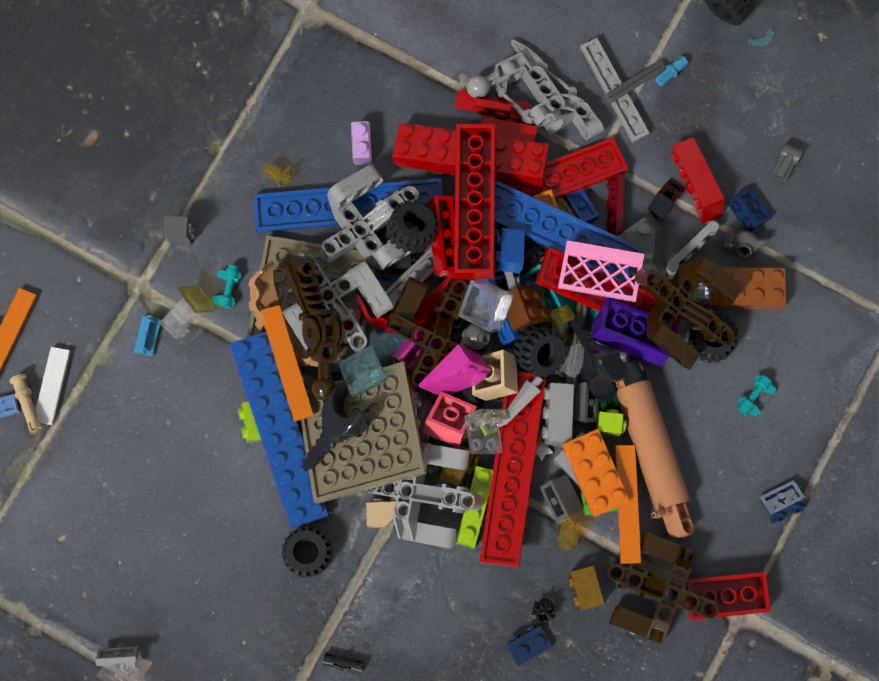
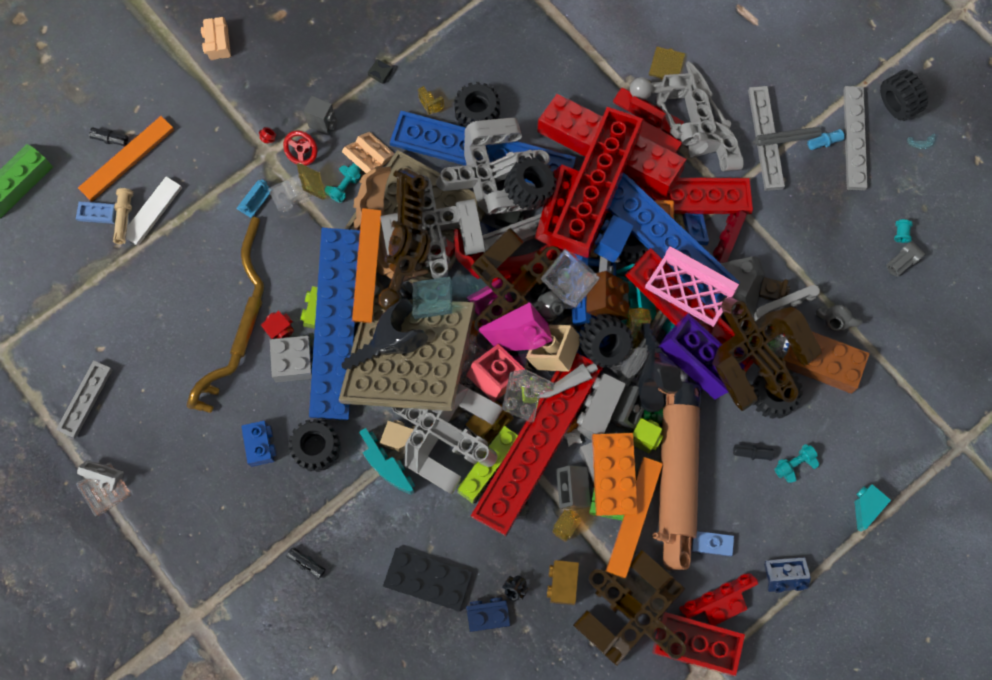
camera: 20 degrees right, 5 degrees down
(40, 188) = (216, 38): none -> light nougat brick
(68, 593) = (84, 399): none -> light grey plate
(133, 268) = (267, 135): none -> red plate
(171, 266) = (306, 142): none -> red piece
(193, 466) = (244, 330): none -> pearl gold piece
(216, 160) = (380, 71): none -> pearl dark grey tile
(224, 453) = (278, 325): none -> red brick
(239, 248) = (368, 152): none -> light nougat slope
(250, 479) = (291, 358): none -> light grey brick
(252, 570) = (258, 443): none -> blue brick
(322, 149) = (476, 94): none -> black tyre
(361, 142) = (516, 99): lavender brick -> none
(385, 548) = (388, 469): none -> teal slope
(460, 634) = (427, 579): none -> black plate
(491, 48) = (666, 62): none -> clear yellow piece
(665, 199) = (777, 250): black slope -> none
(676, 237) = (774, 289): none -> dark brown bracket
(698, 58) = (855, 138): none -> light grey plate
(698, 180) = (815, 245): red wedge -> none
(707, 500) = (713, 544): none -> medium blue plate
(712, 400) = (753, 452): none -> black axle
(734, 549) = (721, 602): none -> red bracket
(749, 209) = (854, 288): dark blue bracket -> none
(775, 135) = (903, 231): none -> teal bush
(834, 410) = (869, 506): none -> teal slope

